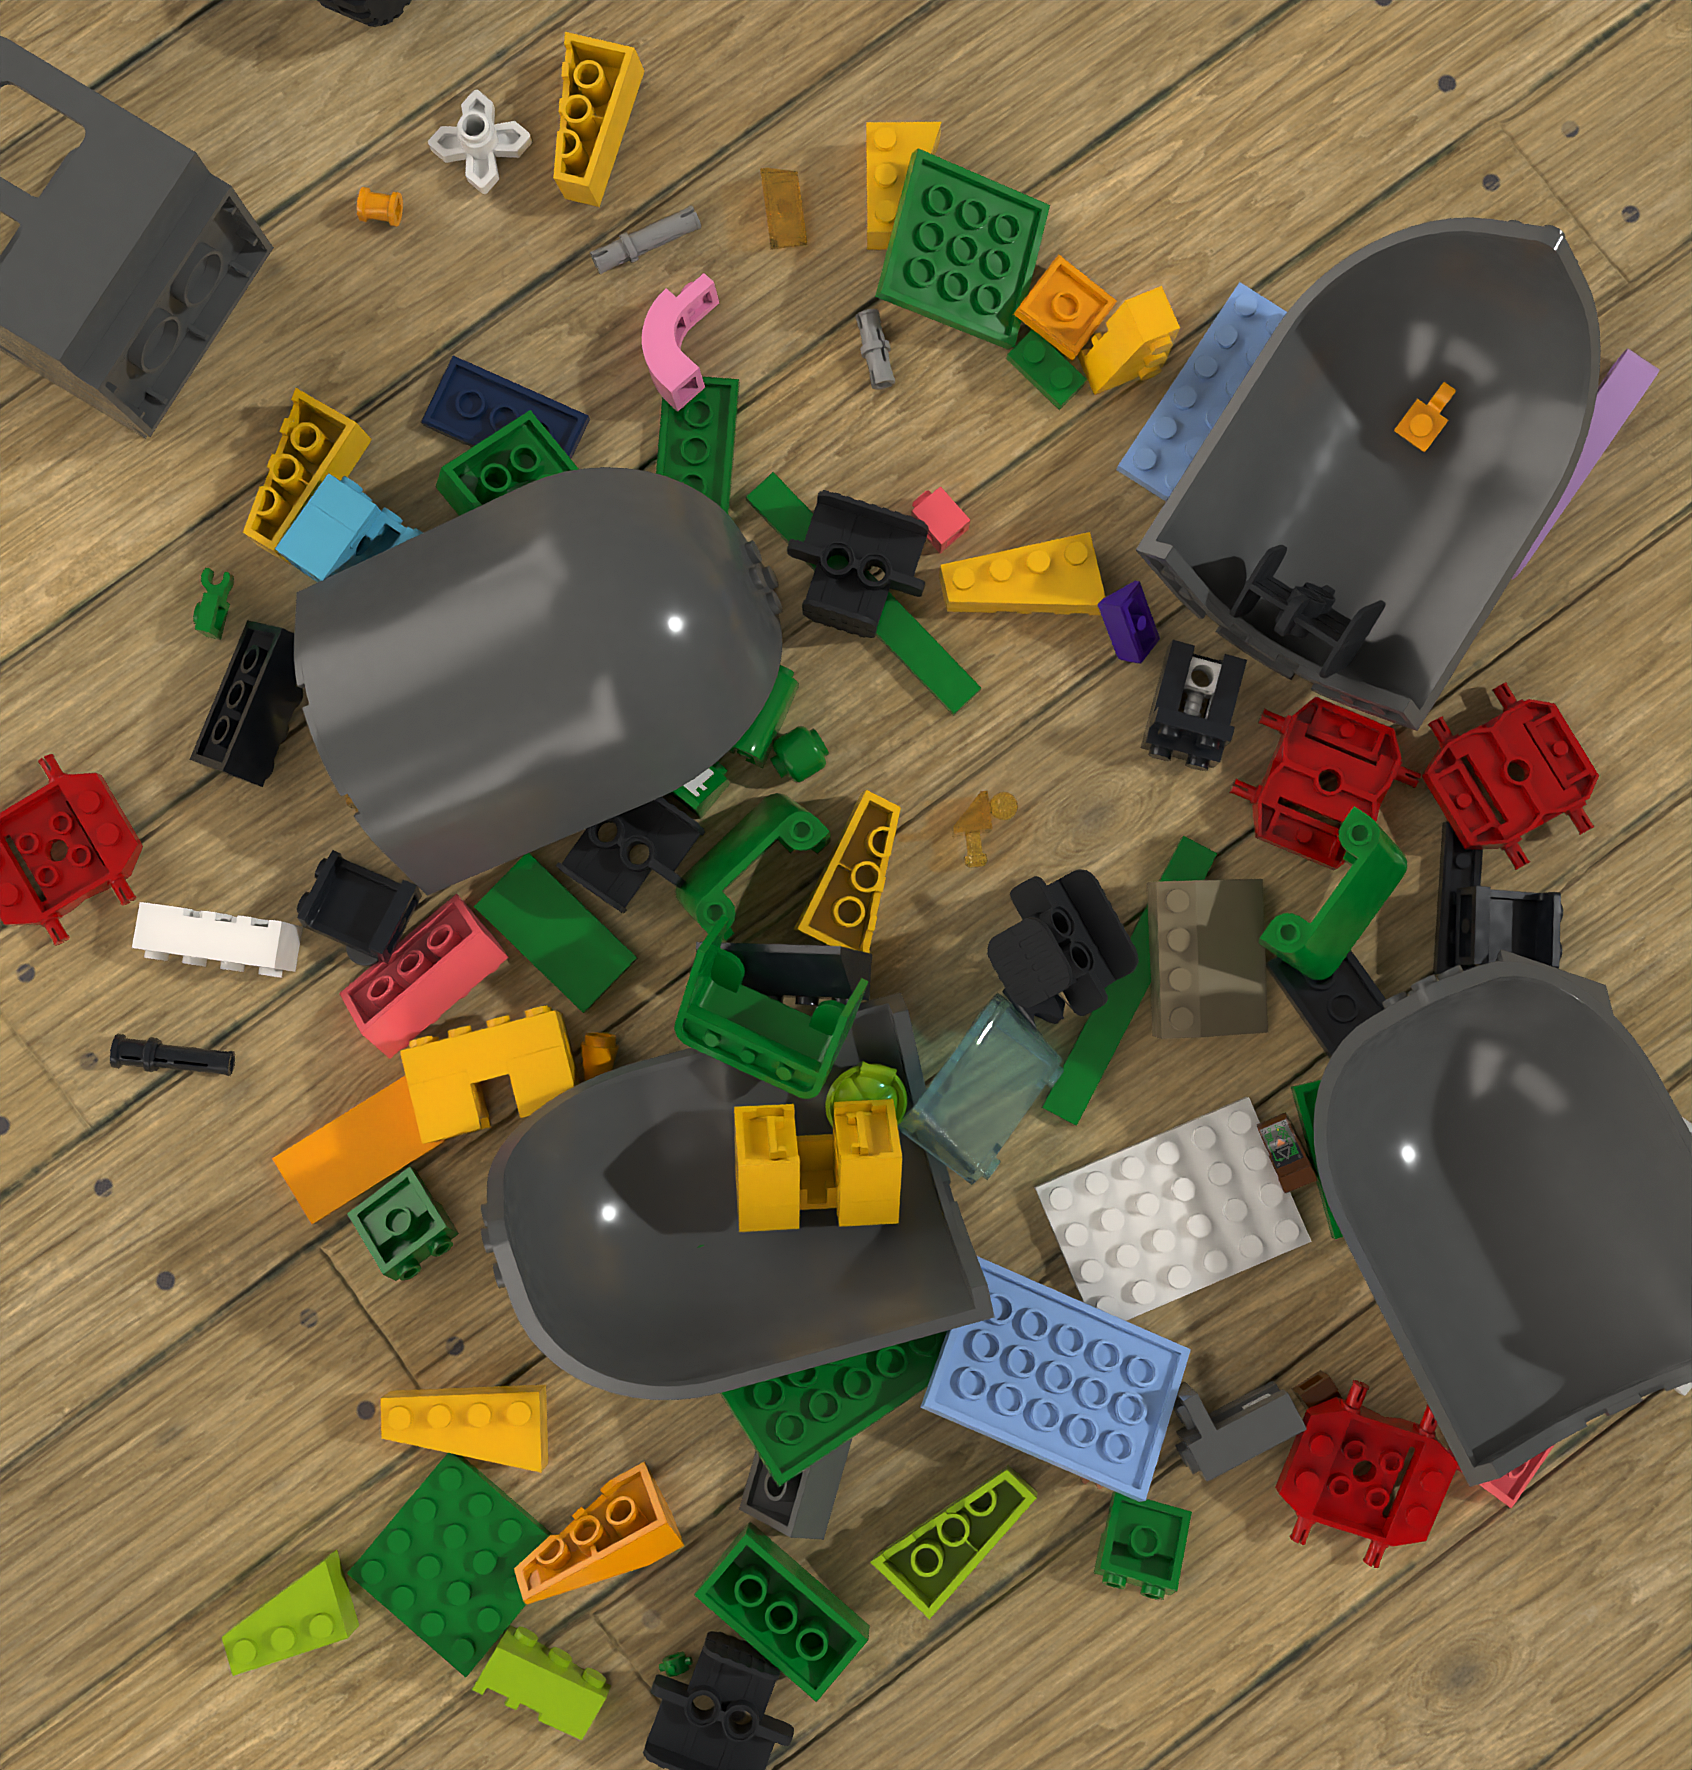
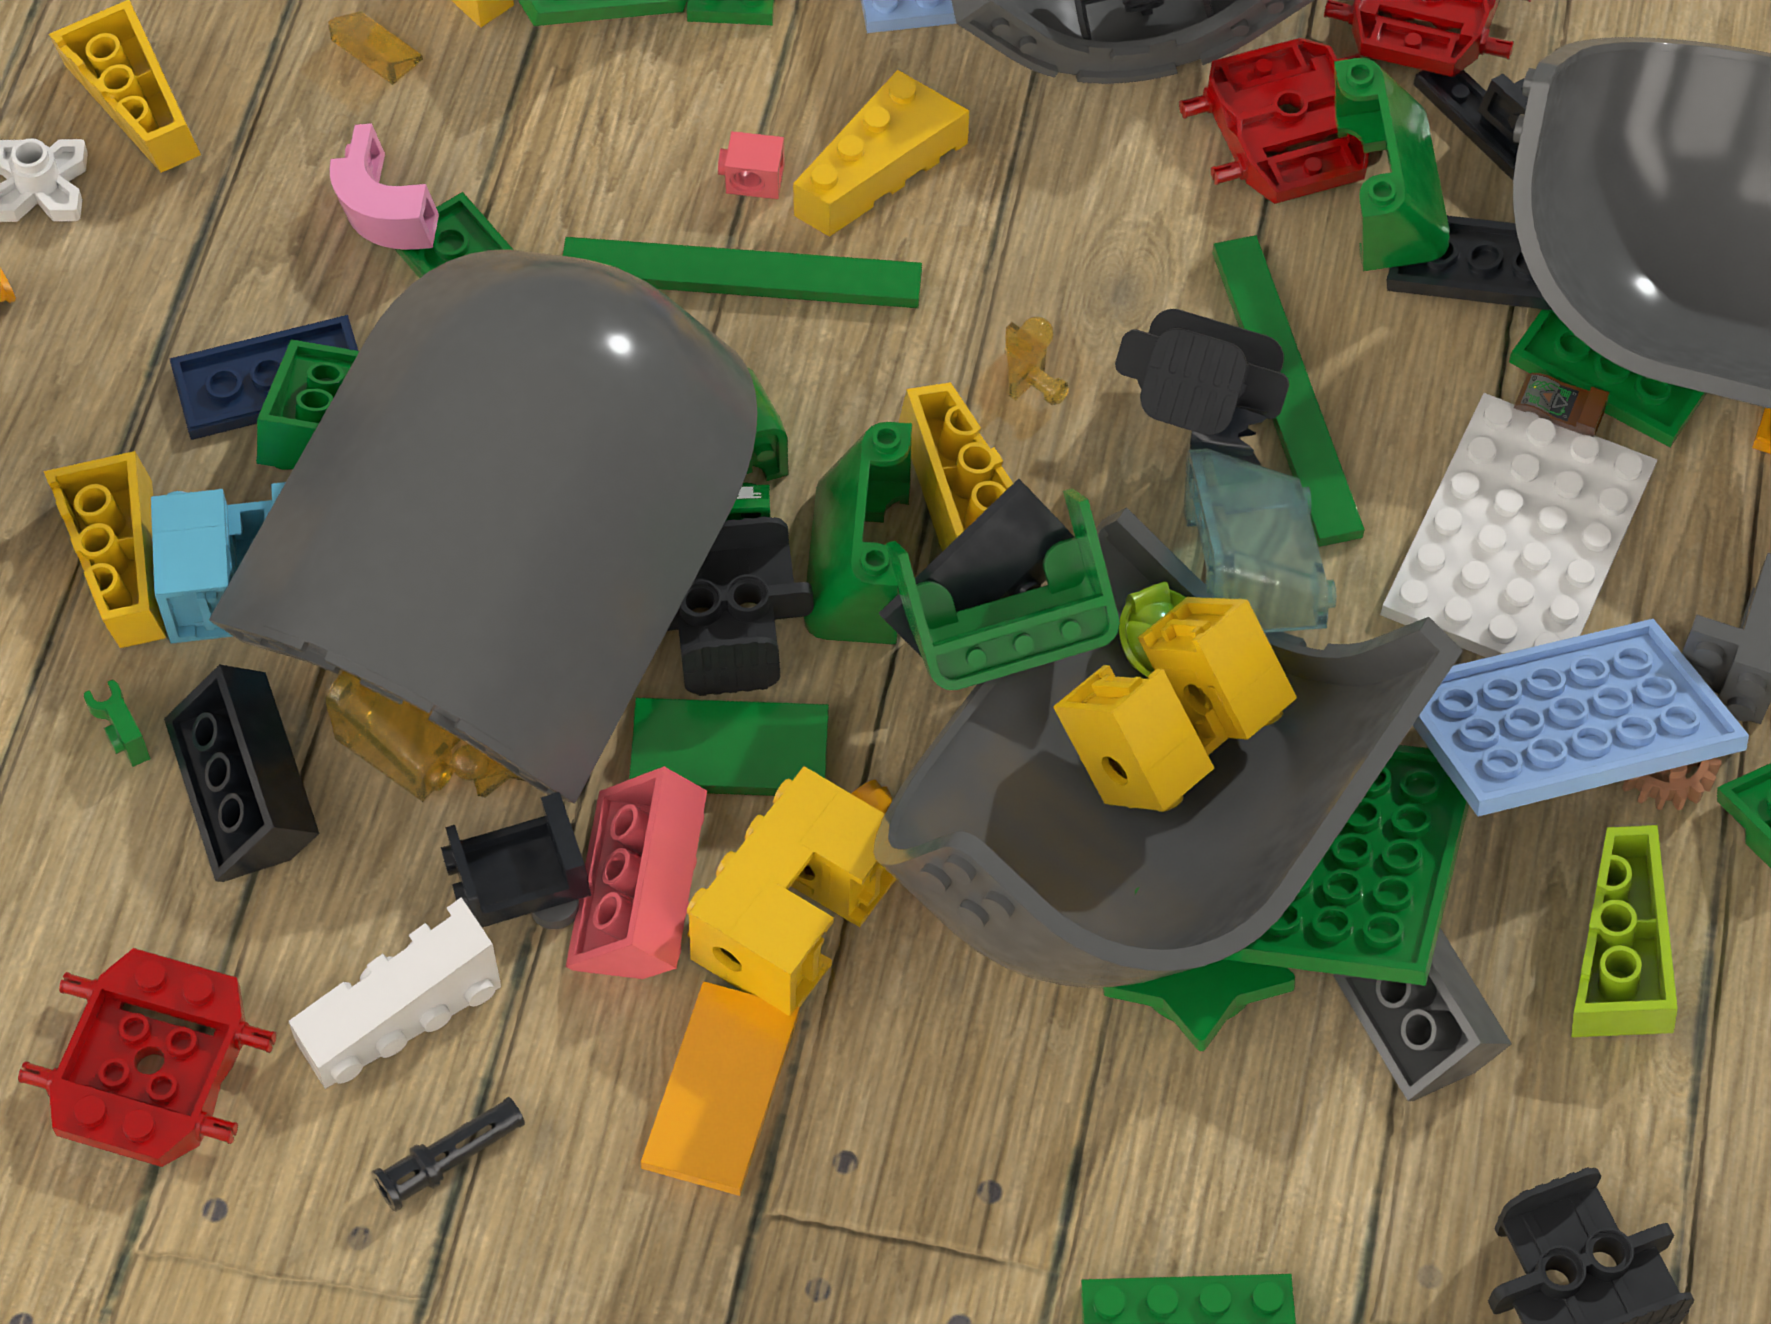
camera: 45 degrees left, 25 degrees down
(403, 1226) = (834, 1108): green plate -> none
(475, 1422) = (1087, 1218): yellow wedge -> none
(611, 1537) = (1318, 1202): light orange wedge -> none
(644, 240) = (262, 161): light grey pin -> none
(675, 1664) = (1495, 1279): green piece -> none
(783, 1611) = (1541, 1127): green slope -> none
(799, 754) = (814, 425): green head -> none
(866, 539) = (719, 233): black piece -> none
(875, 349) = (565, 87): light grey pin -> none
(1129, 623) = (1000, 117): dark purple slope -> none
(1186, 734) = (1120, 142): black brick -> none
(1207, 958) = (1329, 314): dark tan slope -> none

